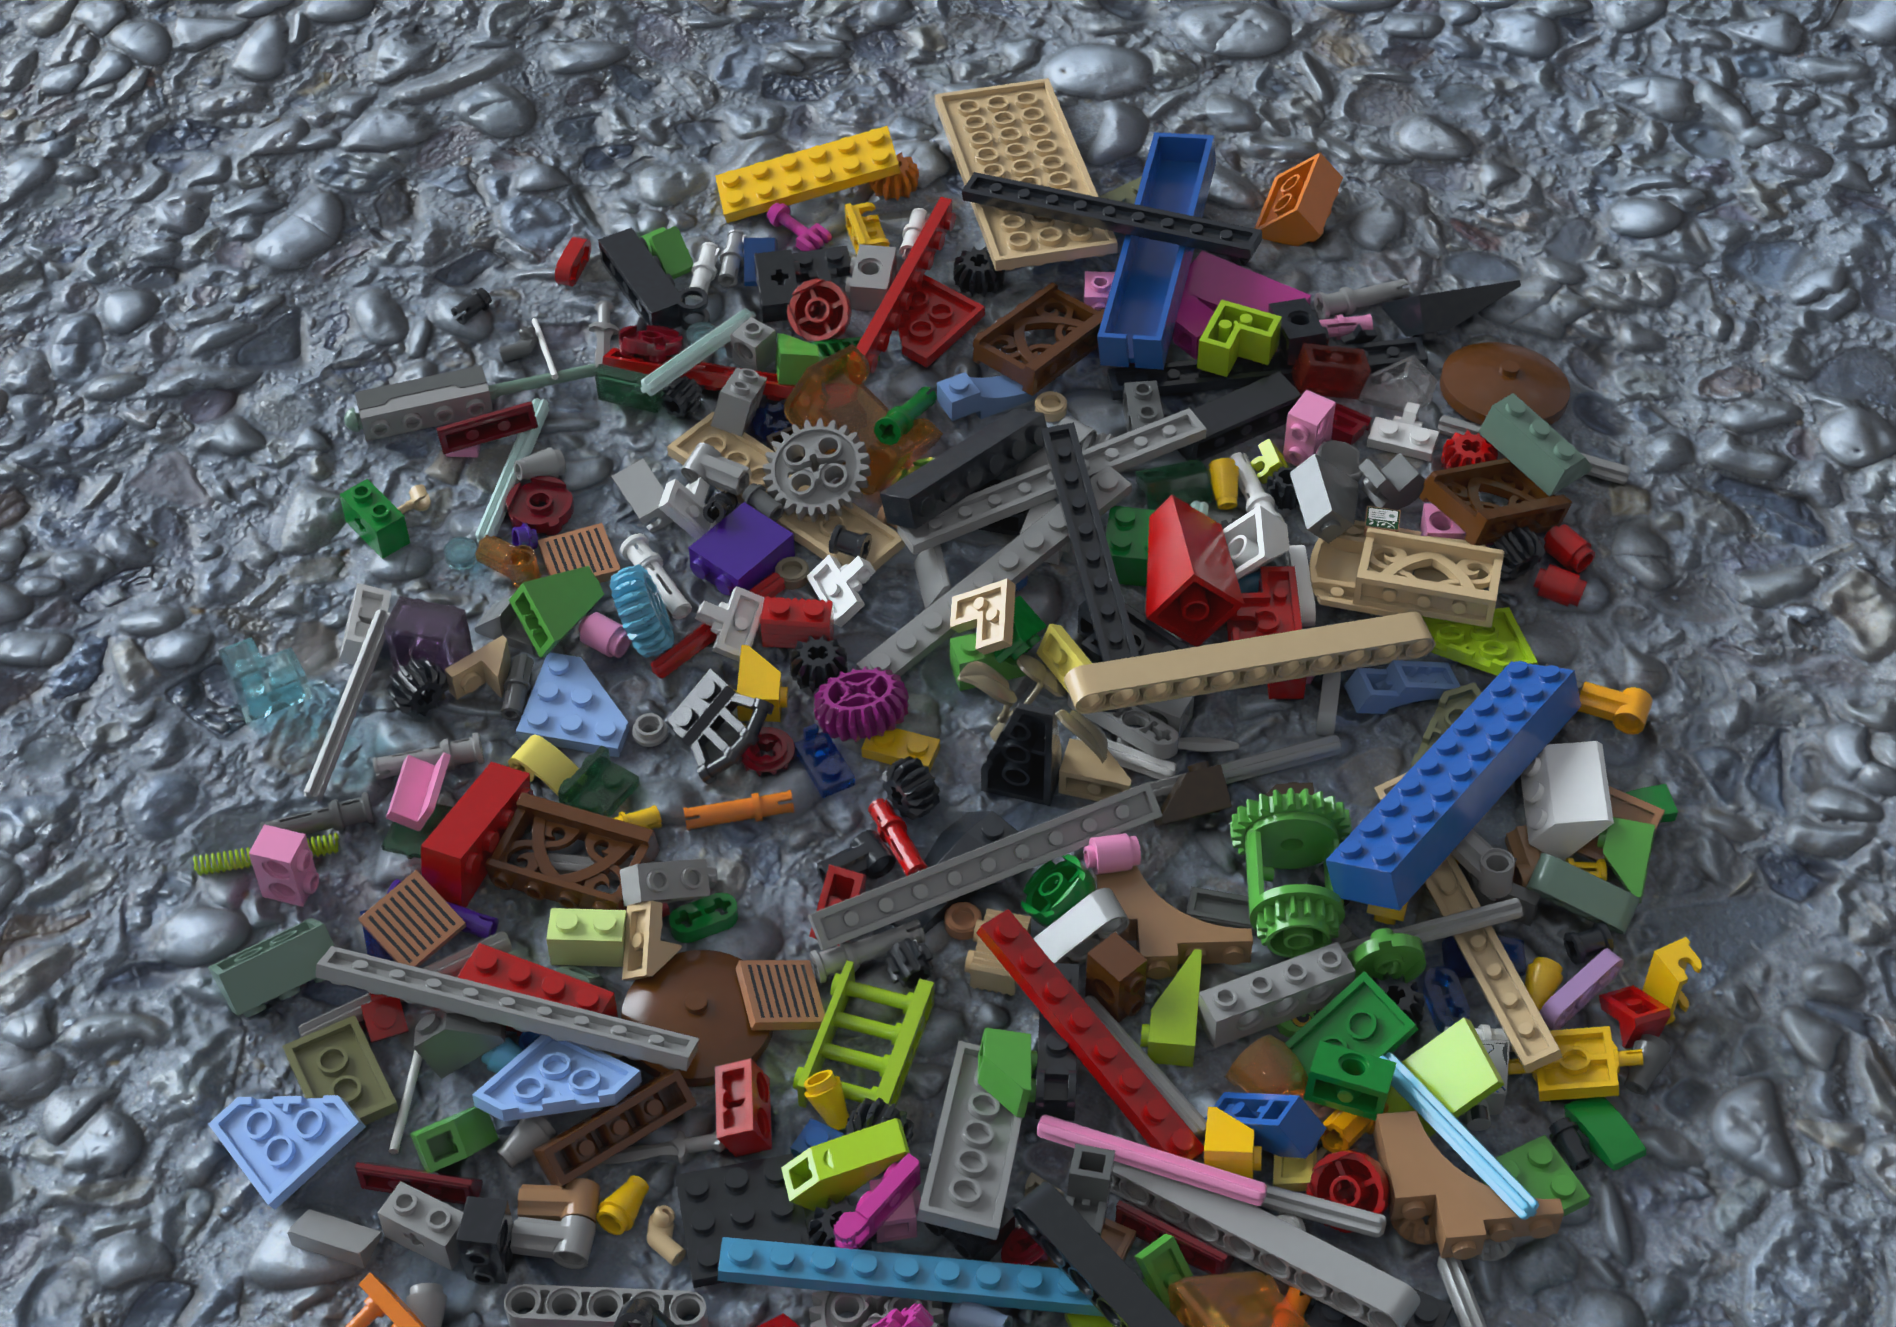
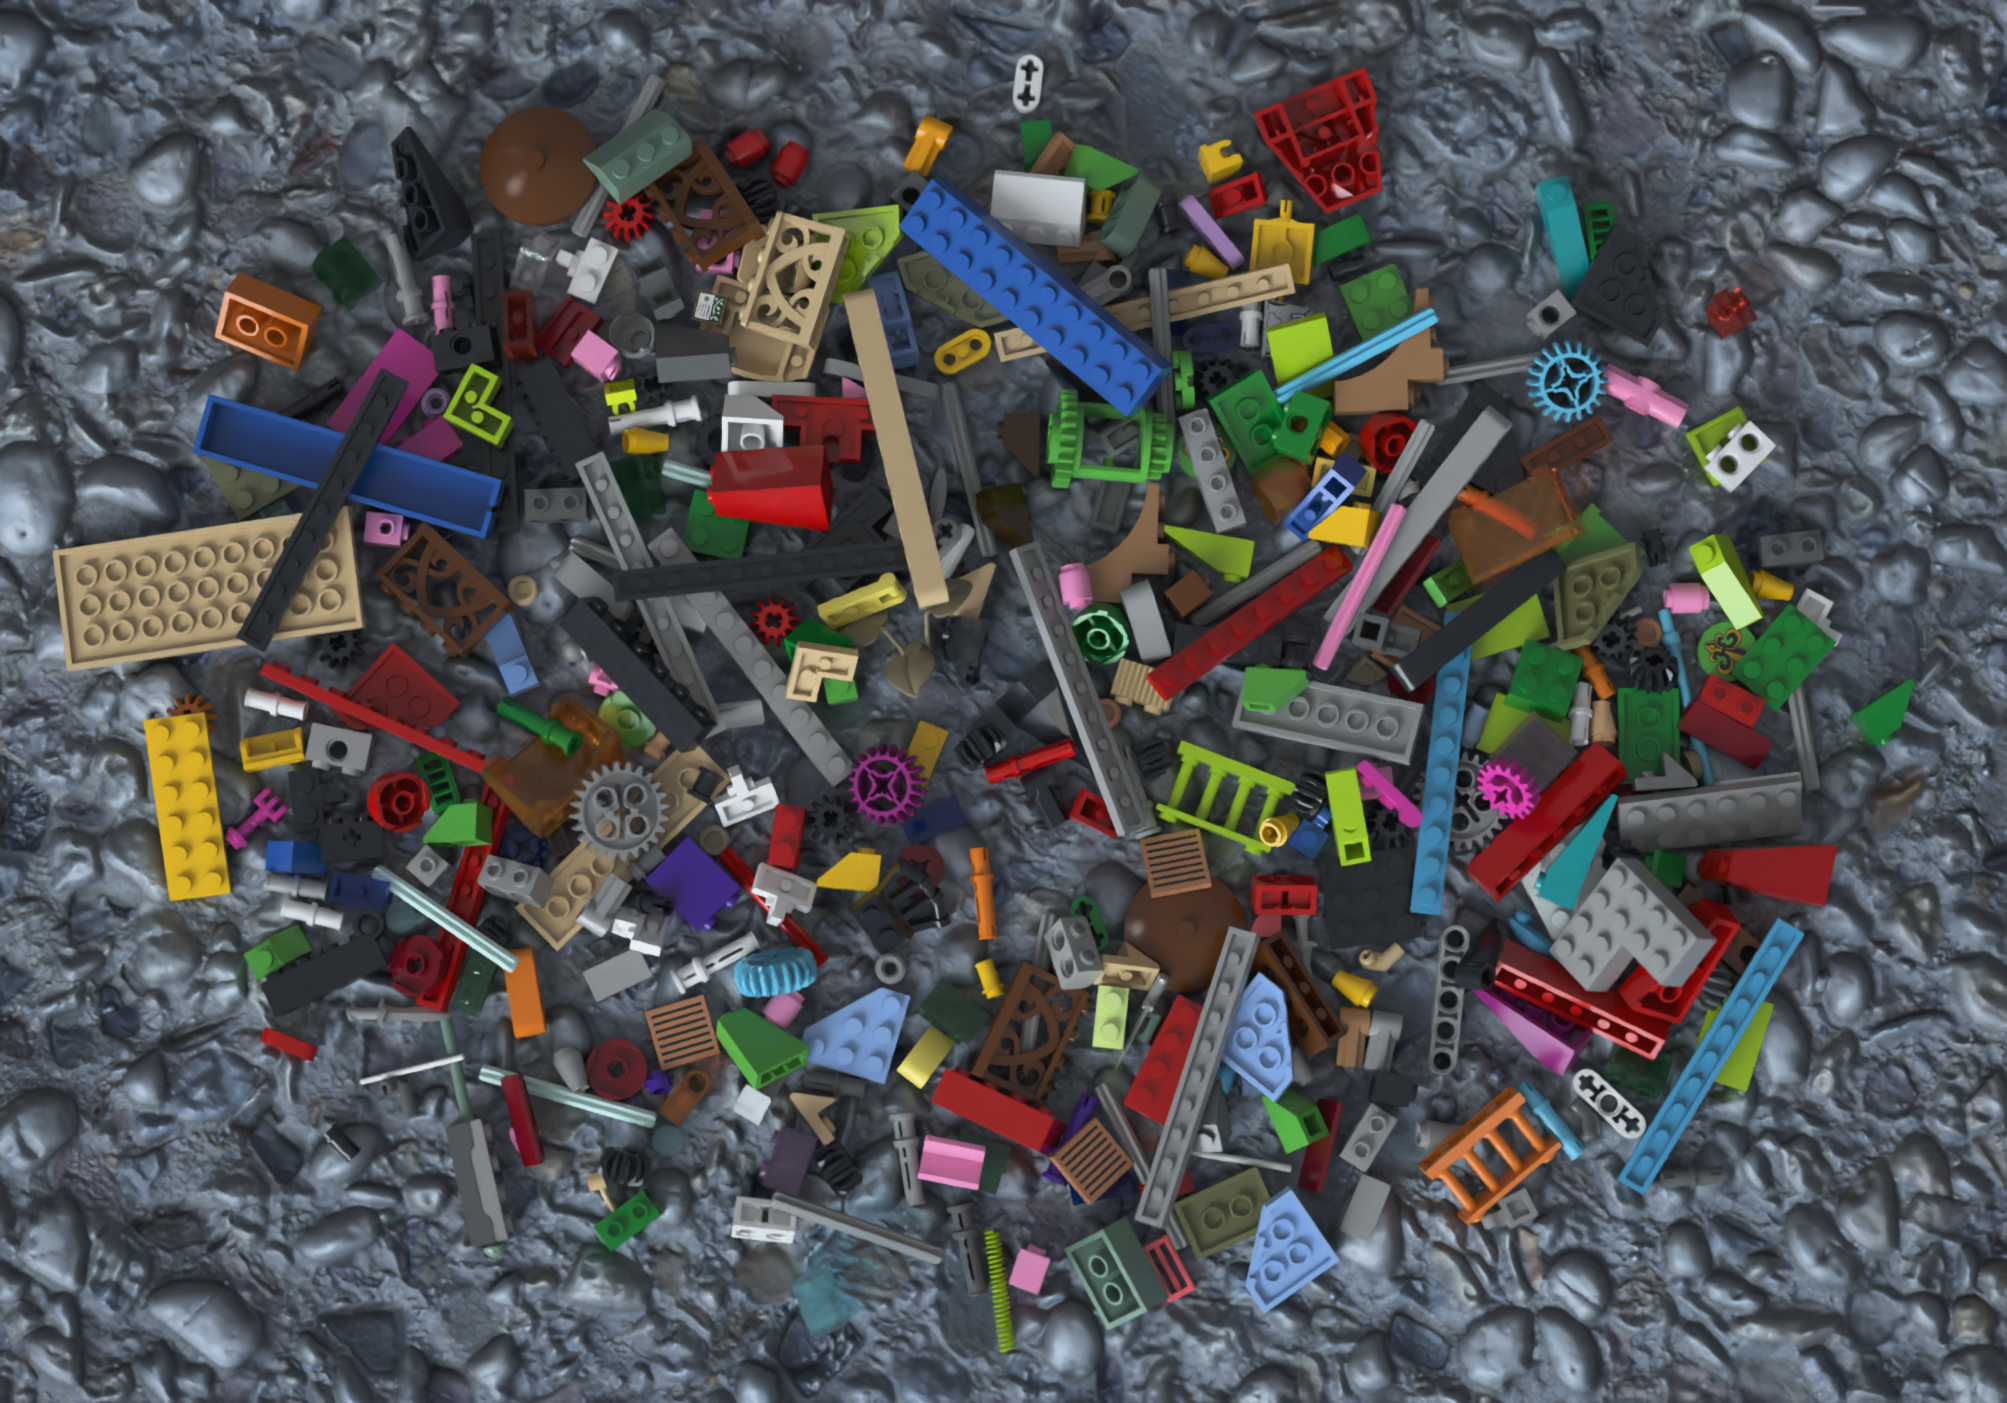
camera: 90 degrees left, 35 degrees up
(279, 1028) = (1179, 1291): none -> coral tile
(432, 507) = (624, 1166): none -> black gear
(602, 971) = (1148, 1006): none -> light grey sword
(623, 426) = (525, 995): none -> orange beam
(706, 1109) = (1266, 925): none -> coral tile
(726, 299) = (360, 891): none -> clear blue plate
(1045, 597) = (776, 611): none -> red gear
(1359, 255) = (345, 273): none -> clear green bracket
(1382, 755) = (962, 352): none -> yellow plate
(1715, 799) = (1020, 84): none -> white beam
(1732, 1099) = (1328, 139): none -> red wedge

